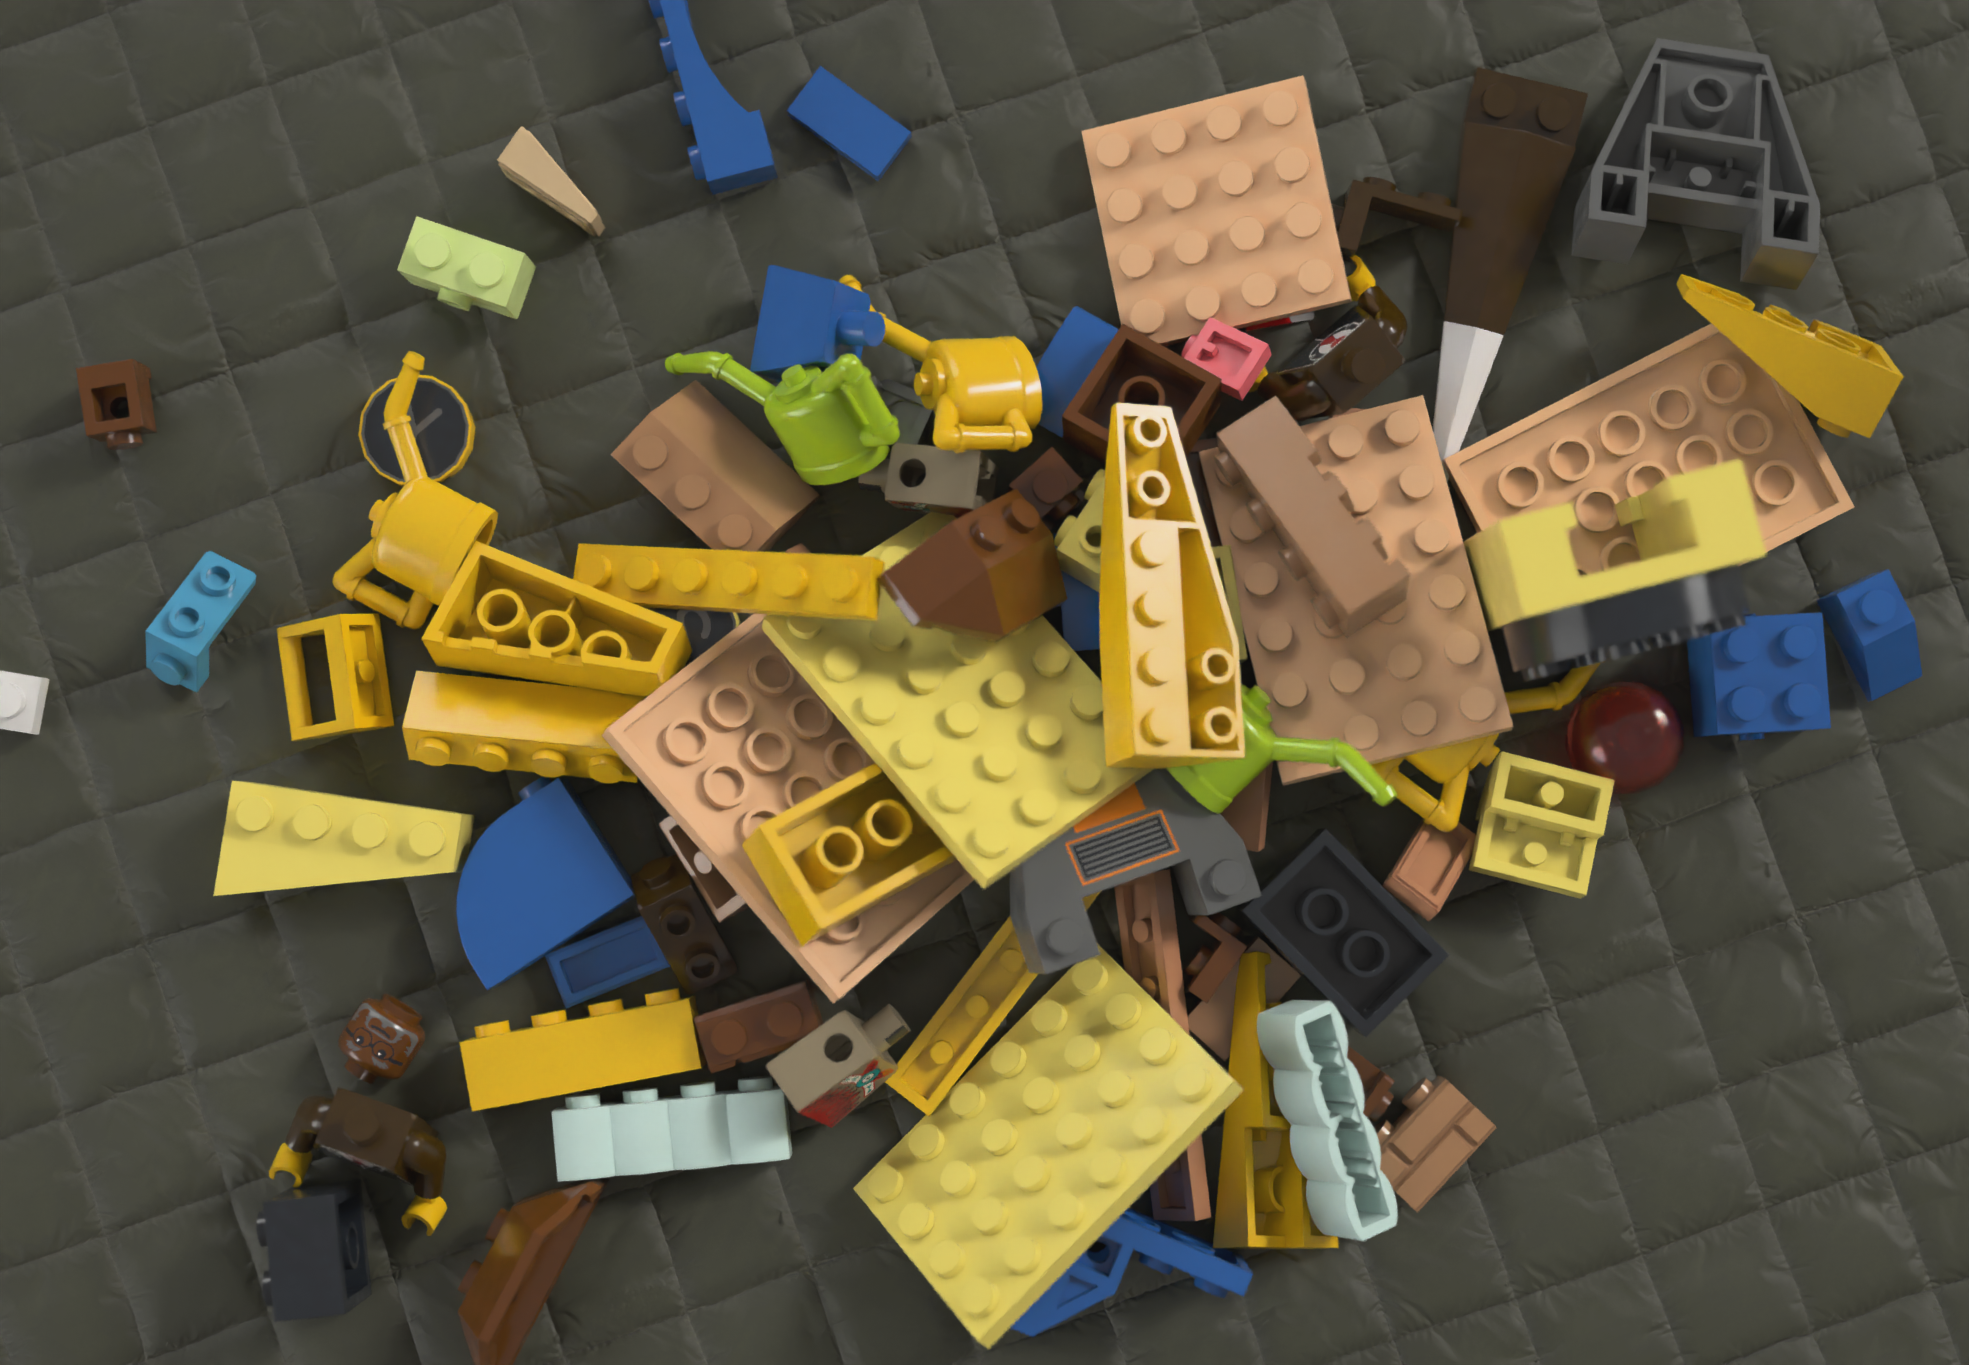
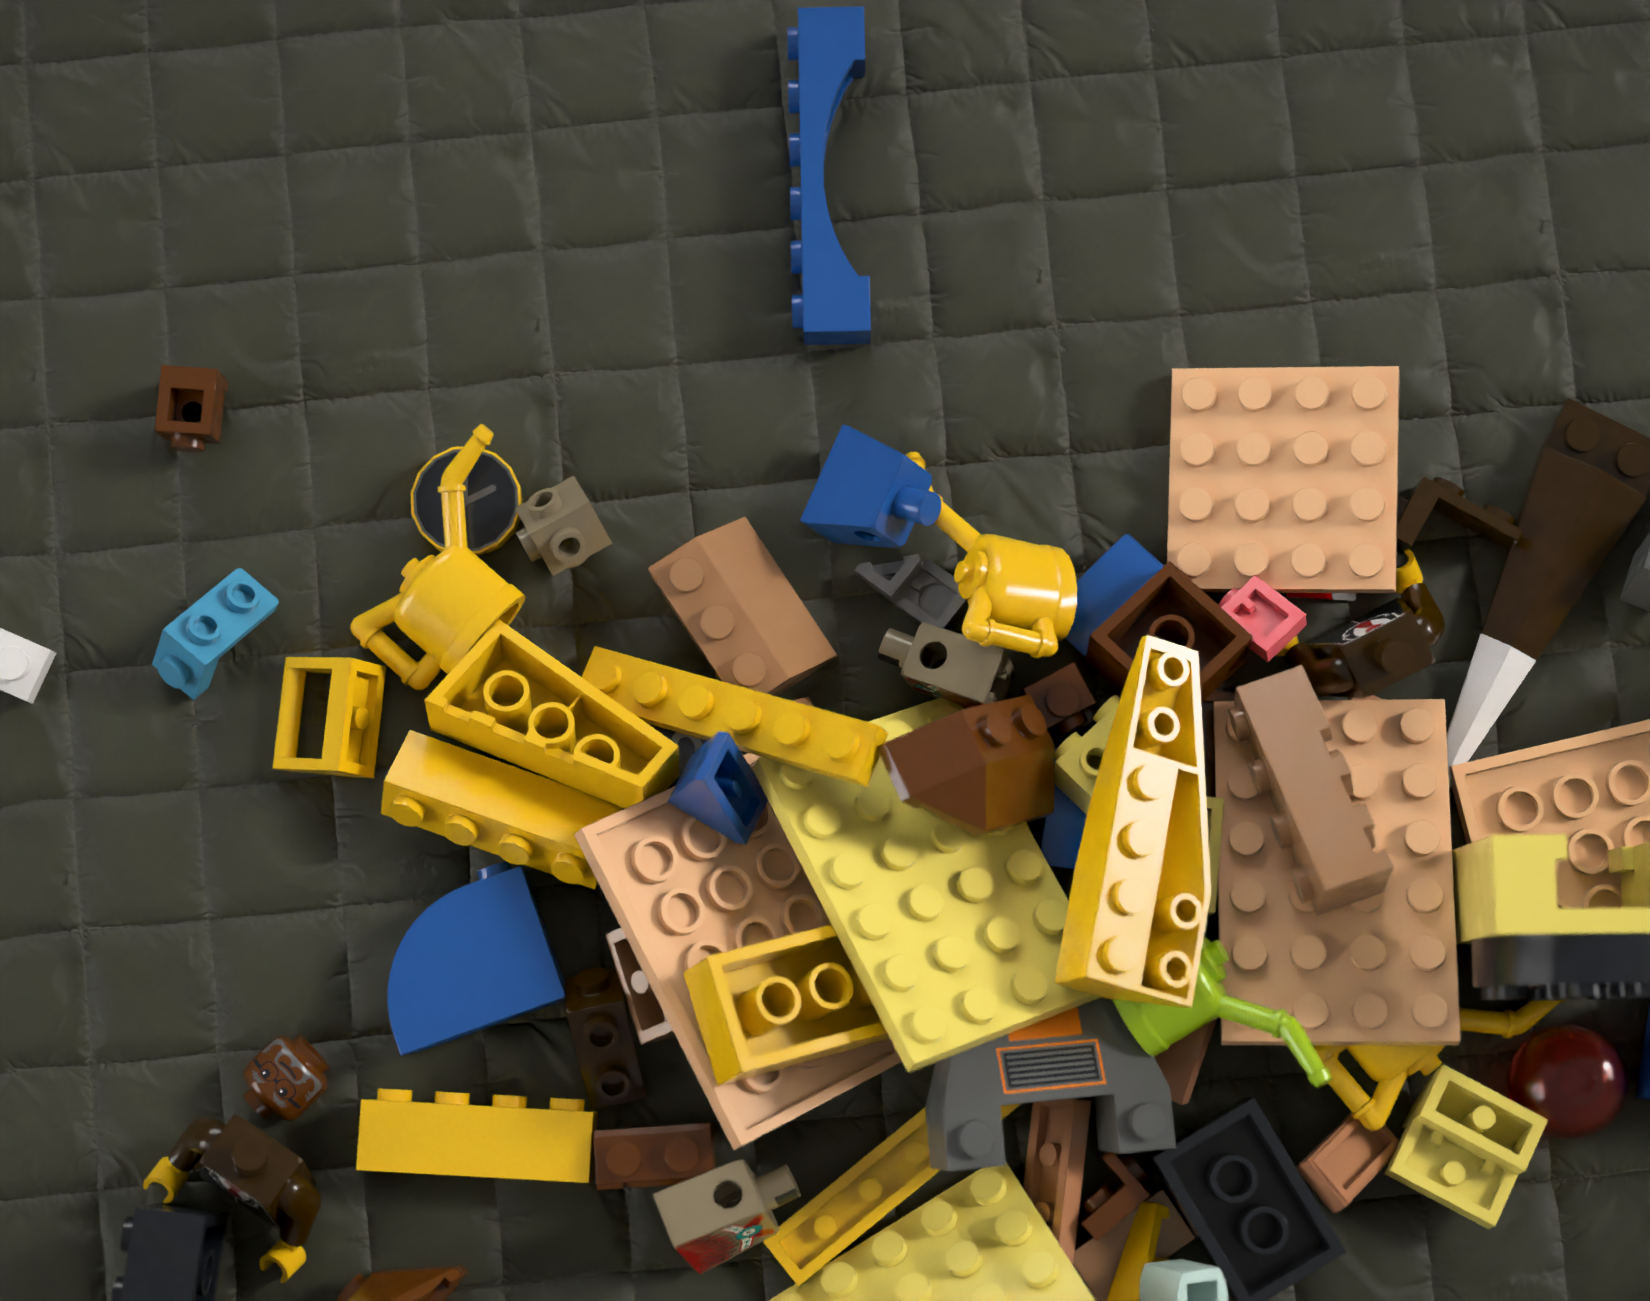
camera: 15 degrees right, 5 degrees down
(318, 839) = (275, 870): light yellow wedge -> none
(466, 269) = (553, 359): yellowish green brick -> none
(515, 434) = (561, 526): none -> dark tan brick
(536, 172) = (643, 285): tan slope -> none
(605, 961) = (521, 1056): blue tile -> none
(671, 1131) = (544, 1239): light aqua brick -> none
(735, 656) = (720, 789): none -> blue slope
(825, 418) = (862, 585): lime piece -> none
(849, 123) = (951, 309): blue tile -> none

